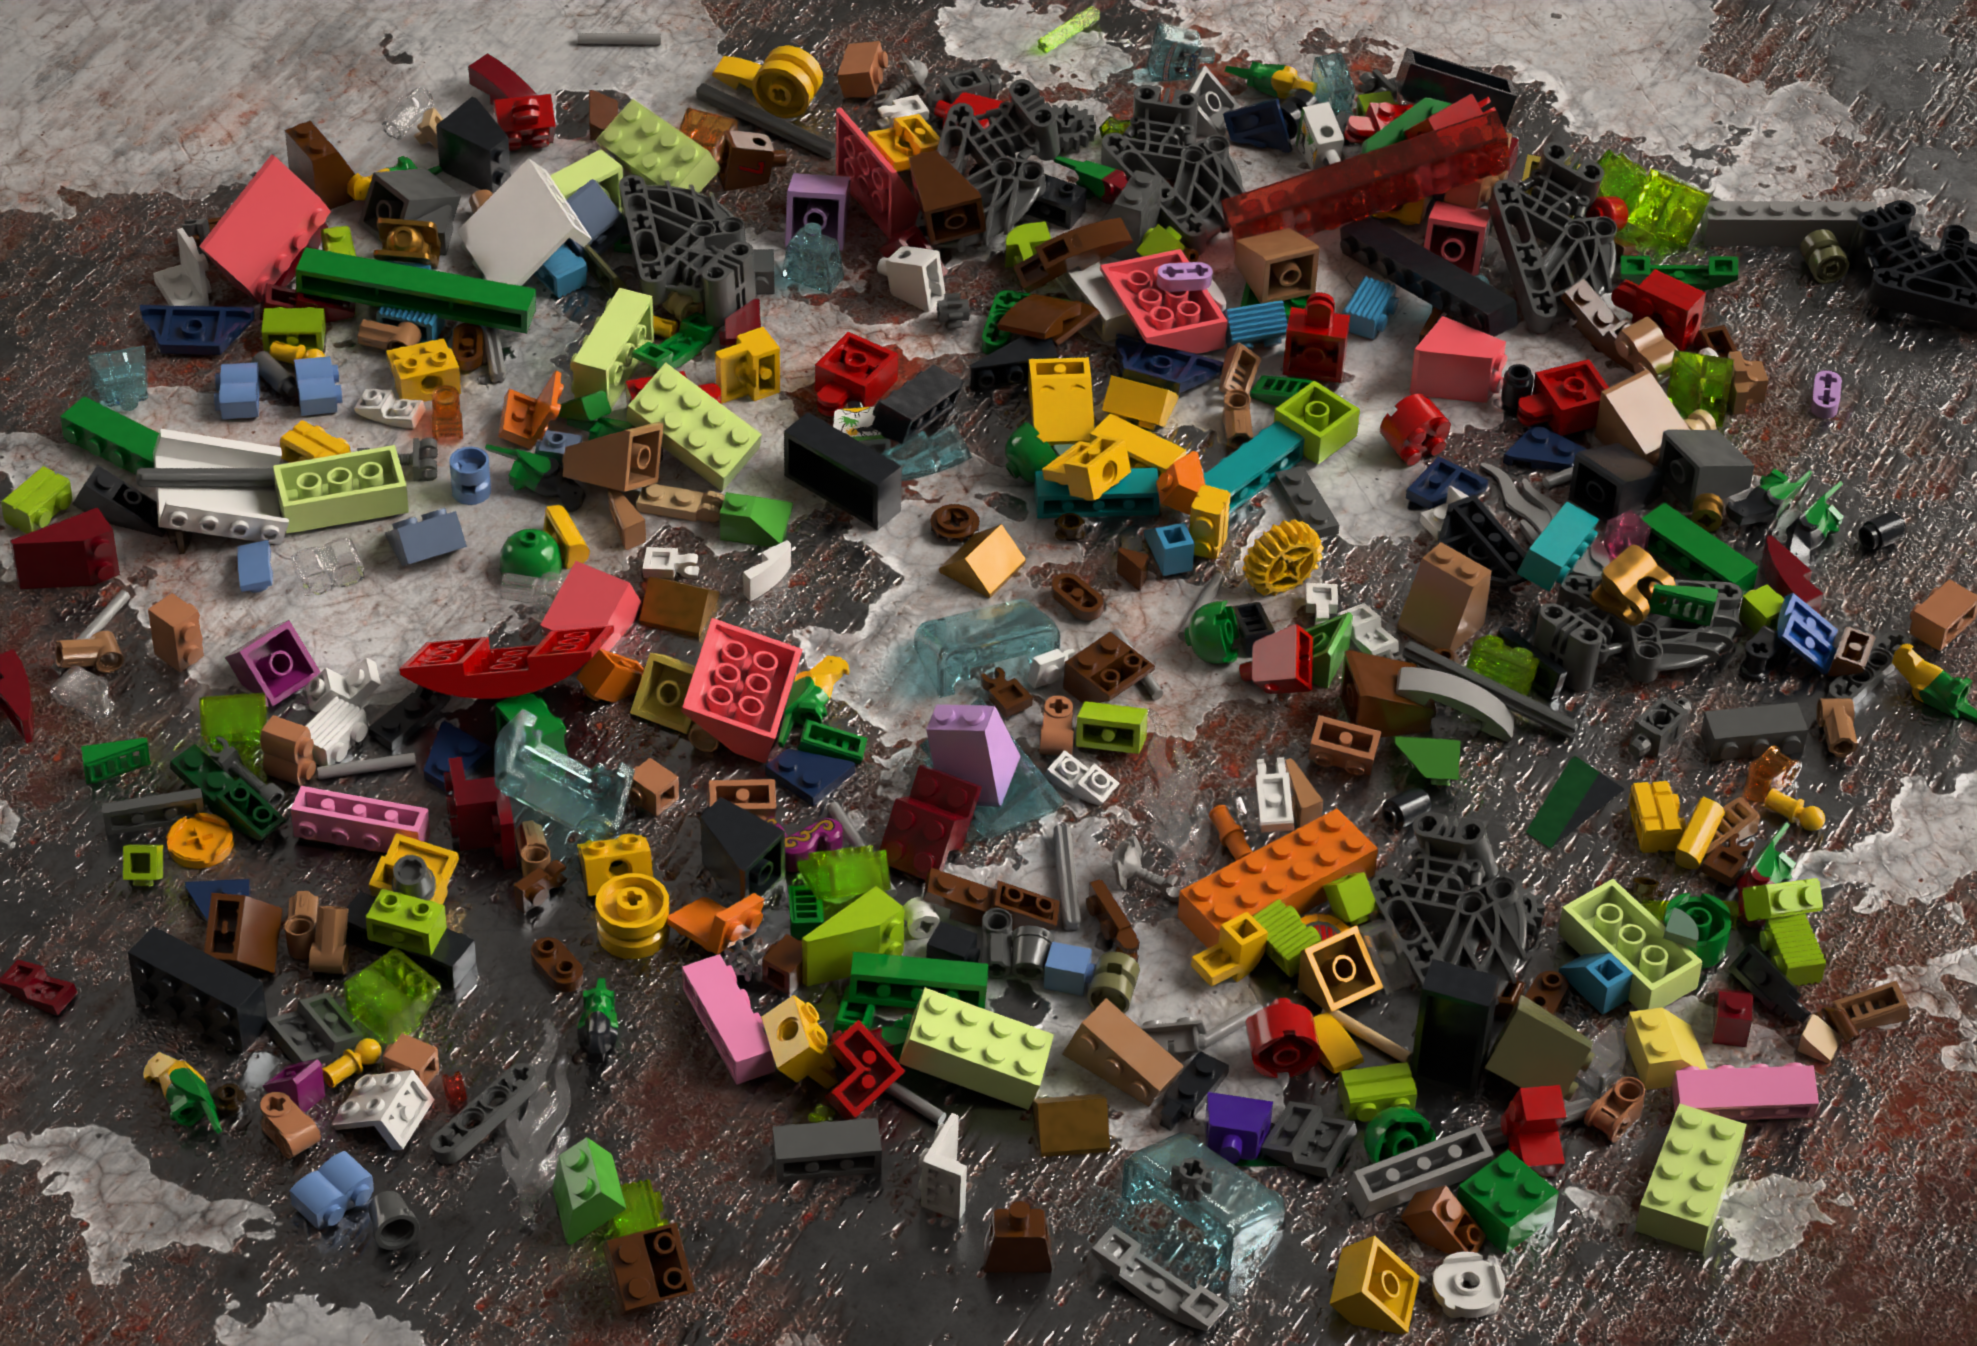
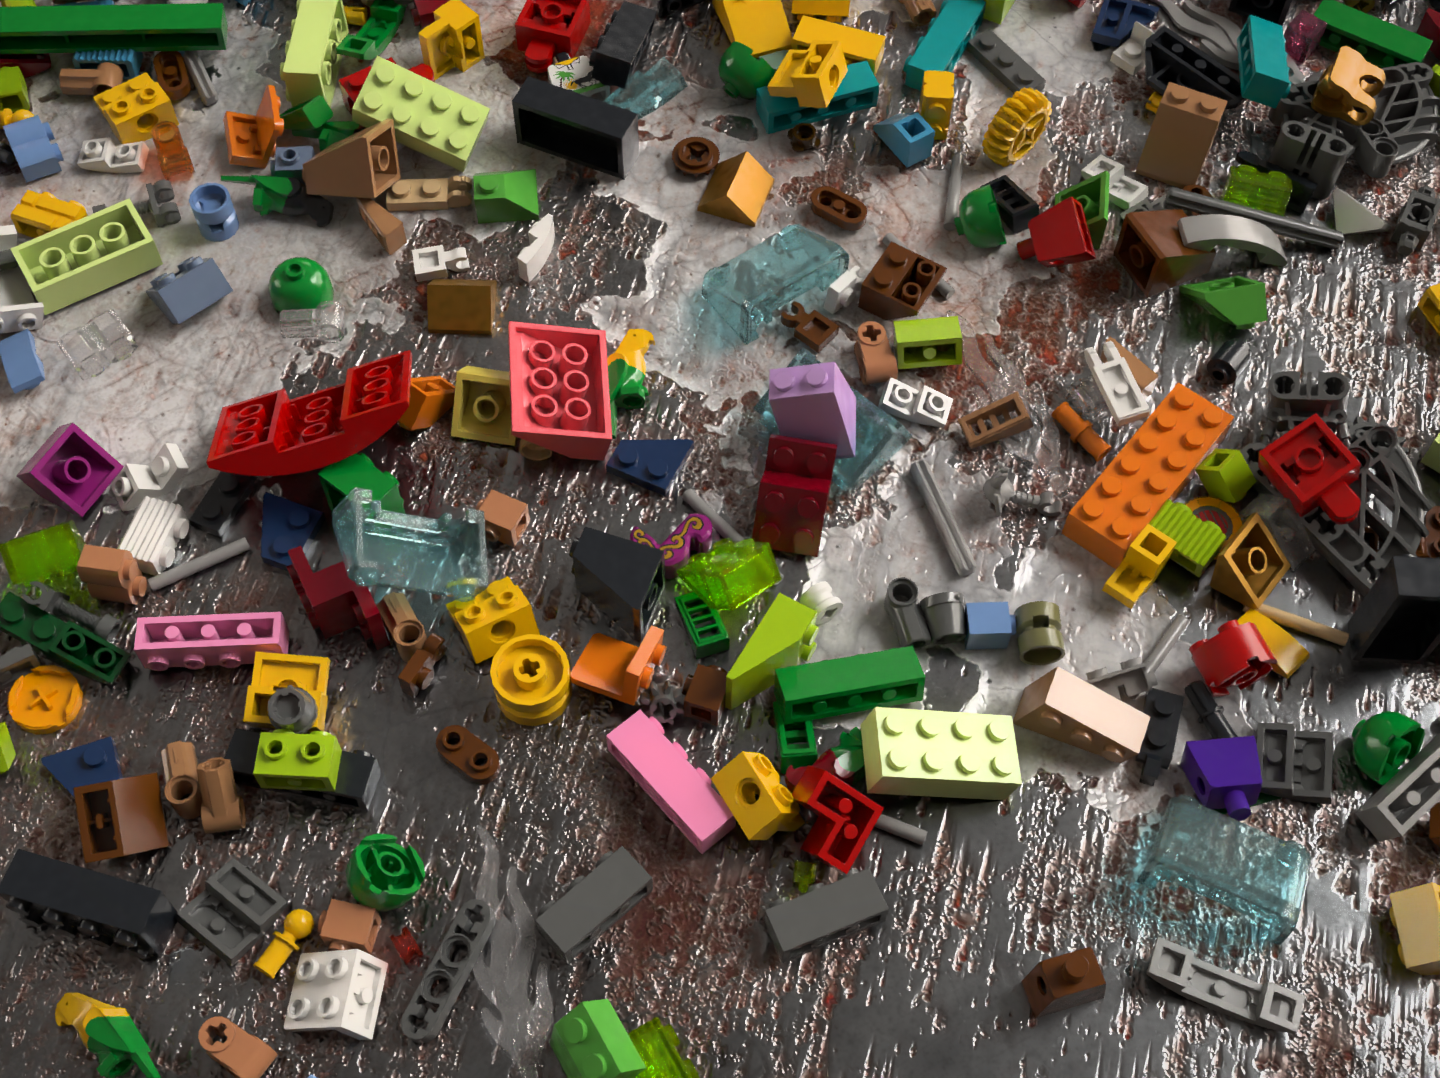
camera: 15 degrees left, 15 degrees up
(229, 1099) = (164, 1037): dark brown plate -> none
(301, 1082) = (231, 991): magenta slope -> none
(391, 995) = (305, 848): clear neon green slope -> none
(452, 1026) = (384, 872): none -> green cylinder
(563, 530) = (322, 249): yellow brick -> none
(593, 600) = (377, 328): coral slope -> none
(598, 1023) = (535, 821): animal -> none
(627, 1095) = (593, 904): none -> dark grey brick
(754, 796) = (609, 513): nougat brick -> none
(822, 740) = (660, 414): green slope -> none
(942, 1176) = (962, 934): white bracket -> none
(953, 944) = (866, 632): black brick -> none
(971, 901) = (873, 571): reddish brown slope -> none
(1072, 1124) = (1058, 807): pearl gold slope -> none
(1112, 919) = (1010, 560): reddish brown hinge -> none
(1132, 567) = (878, 165): reddish brown slope -> none
(1170, 808) = (1011, 427): none -> medium nougat slope
(1181, 483) = (898, 72): orange slope -> none
(1191, 1179) = (1239, 872): dark grey gear -> none
(1246, 1082) = (1208, 711): none -> black axle
(1321, 600) = (1063, 161): white plate -> none
(1344, 745) = (1150, 310): nougat brick -> none
(1375, 1088) = (1339, 690): lime brick -> none
(1420, 898) = (1313, 470): none -> red brick
(1571, 802) = (1367, 316): dark green sticker -> none
(1601, 711) = (1355, 218): none -> white slope
(1691, 613) = (1415, 94): green slope -> none

